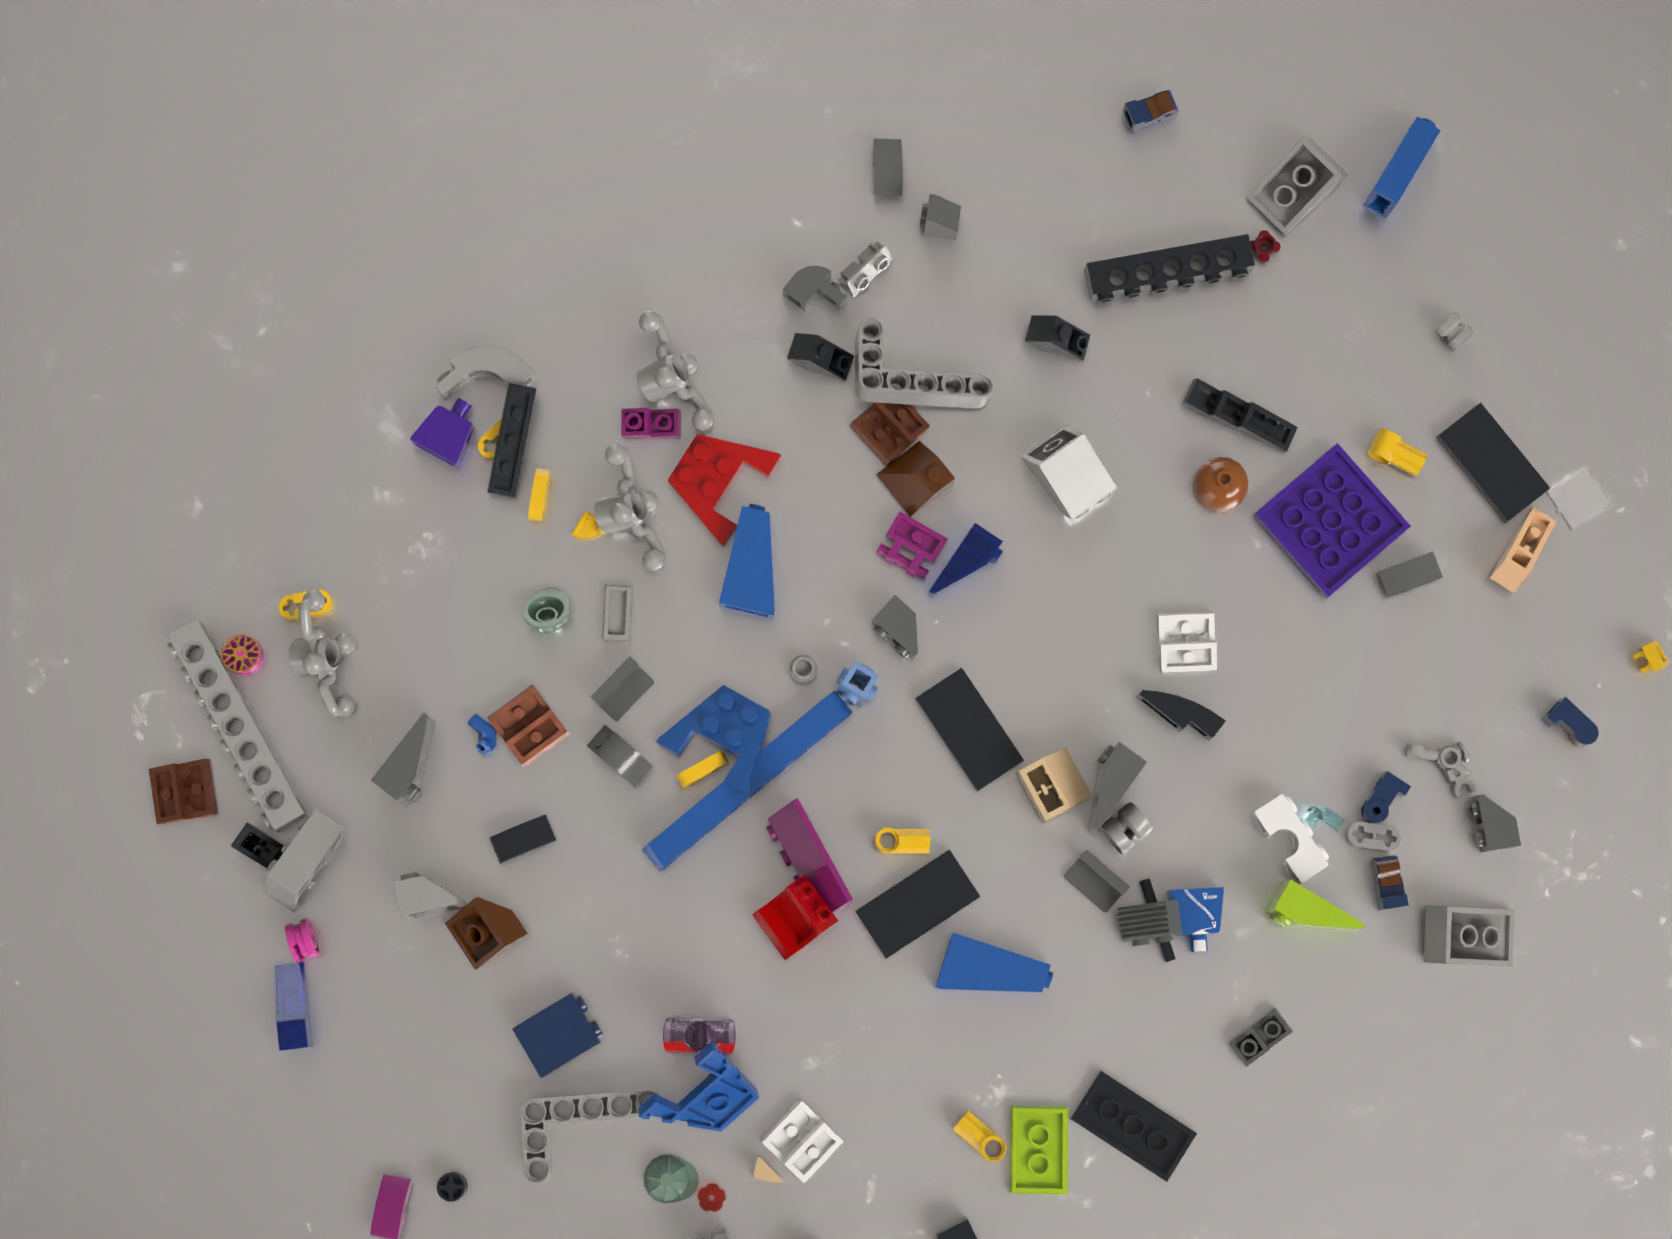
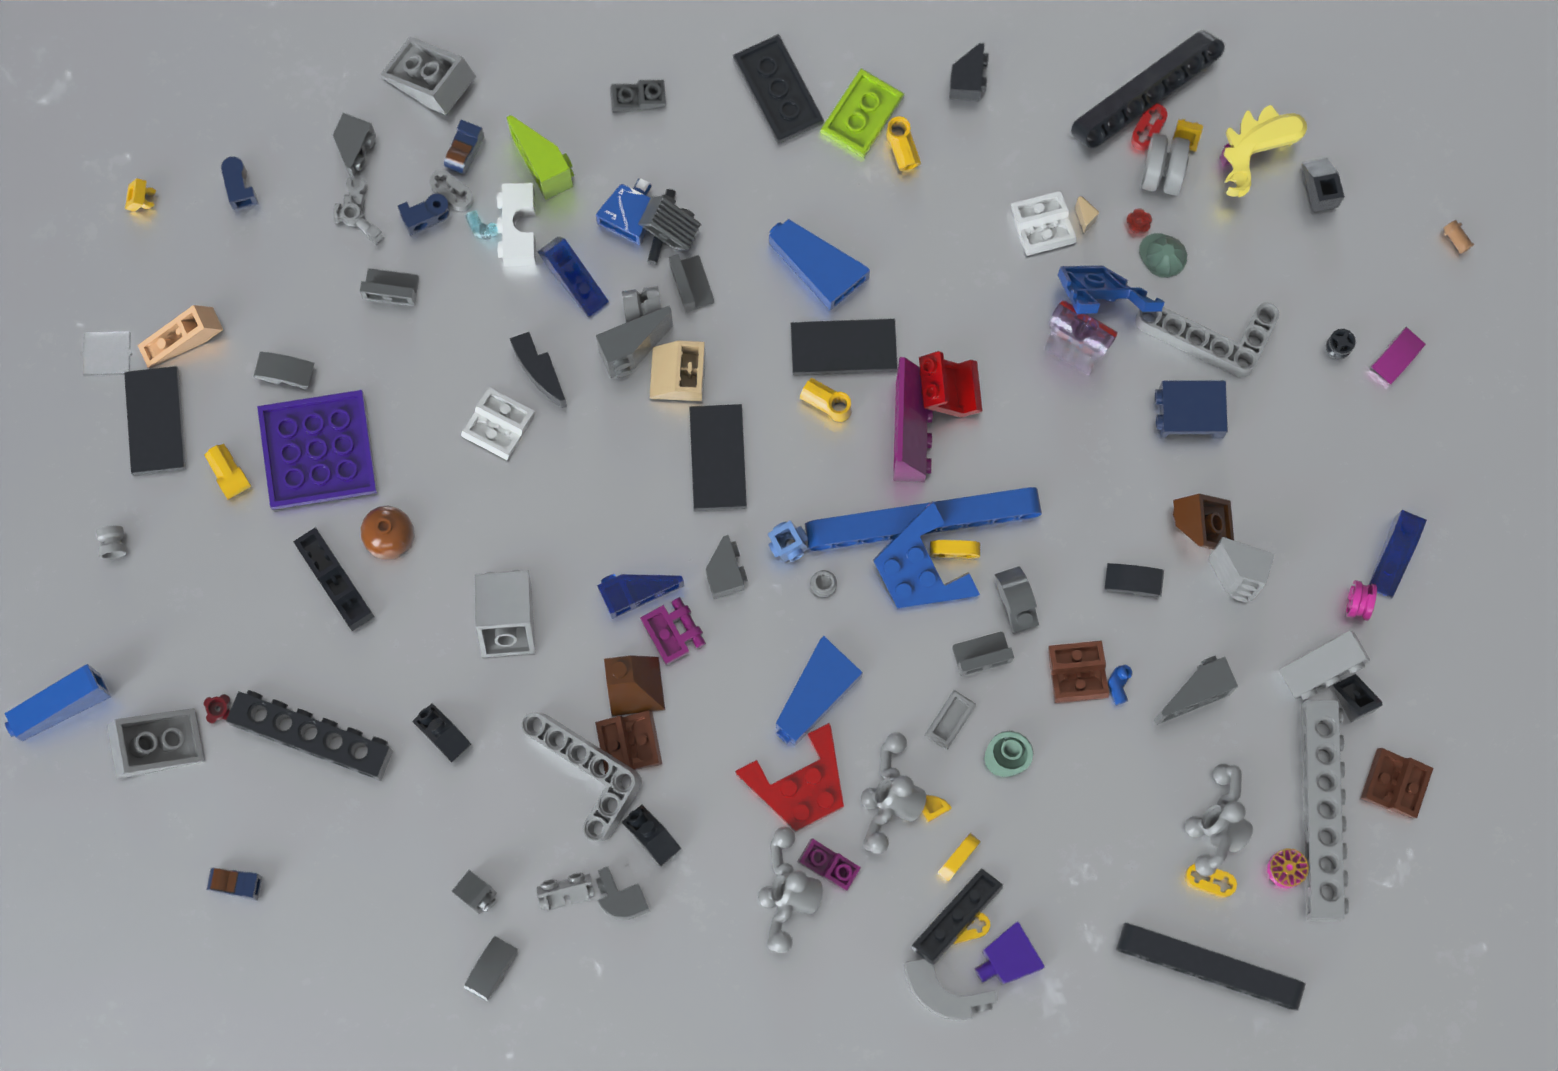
camera: 145 degrees left, 5 degrees down
(265, 528) = (1210, 966): none -> black beam
(1208, 820) = (573, 275): none -> clear blue slope
(1368, 711) = (390, 287): none -> dark grey panel

